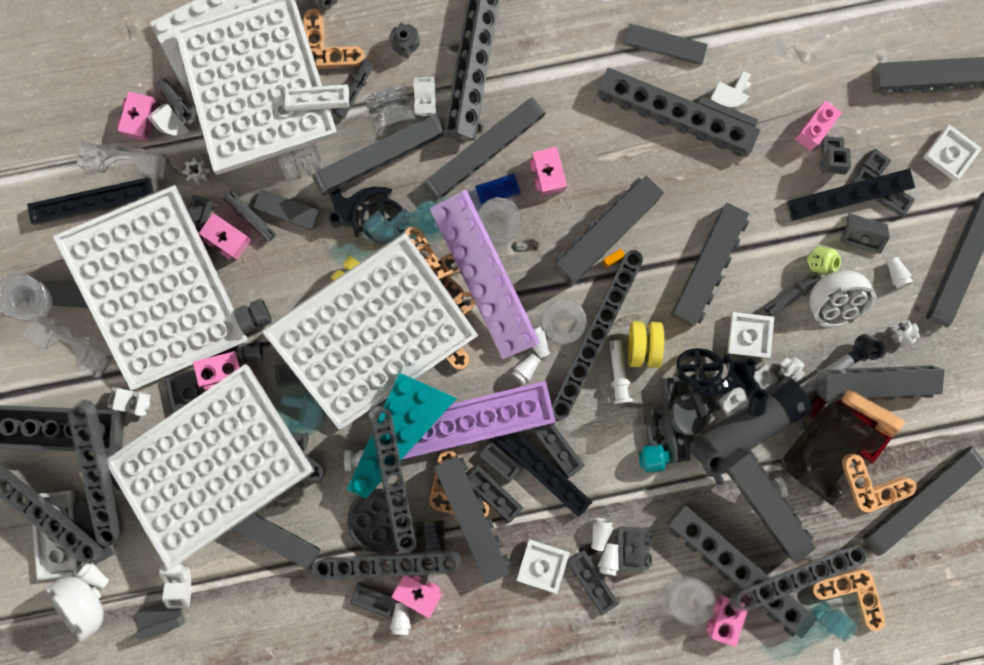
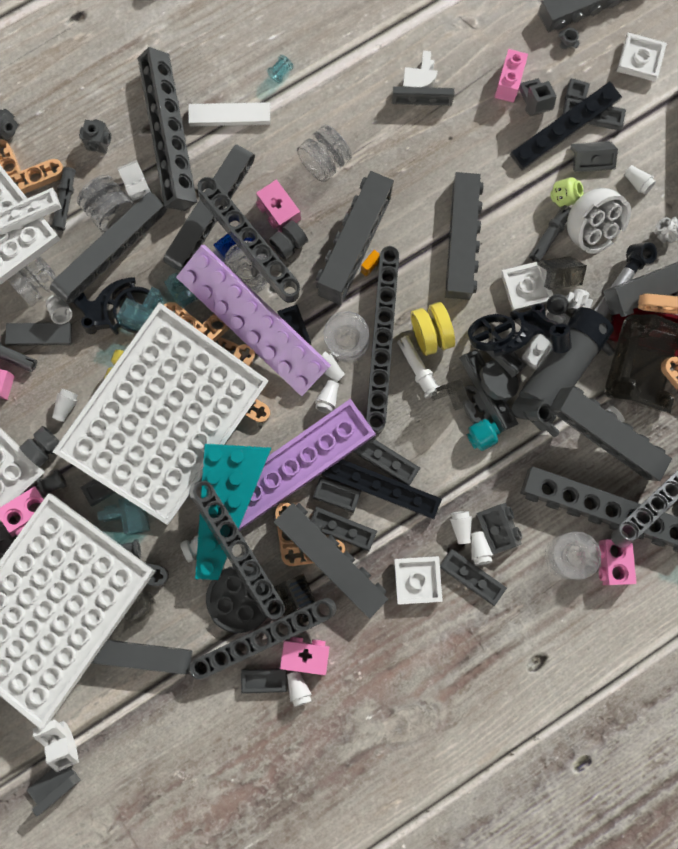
camera: 20 degrees left, 5 degrees down
(287, 284) = (64, 404): none -> white cone
(312, 197) = (59, 310): none -> white wheel
(508, 190) = (244, 230): none -> dark grey beam
(522, 285) = (293, 317): none -> black plate
(537, 63) = (229, 114): none -> white tile
(545, 208) = (287, 240): none -> dark grey wheel
(601, 36) = (280, 68): none -> clear light blue bush
(614, 136) = (324, 153): none -> clear wheel
(665, 44) = (342, 55): dark grey tile -> none
(670, 102) = (385, 103): dark grey brick -> none
(770, 364) = (557, 304): none -> dark grey plate
(788, 335) = (563, 272): none -> clear smoke panel
(895, 108) = (569, 33): none -> dark grey plate

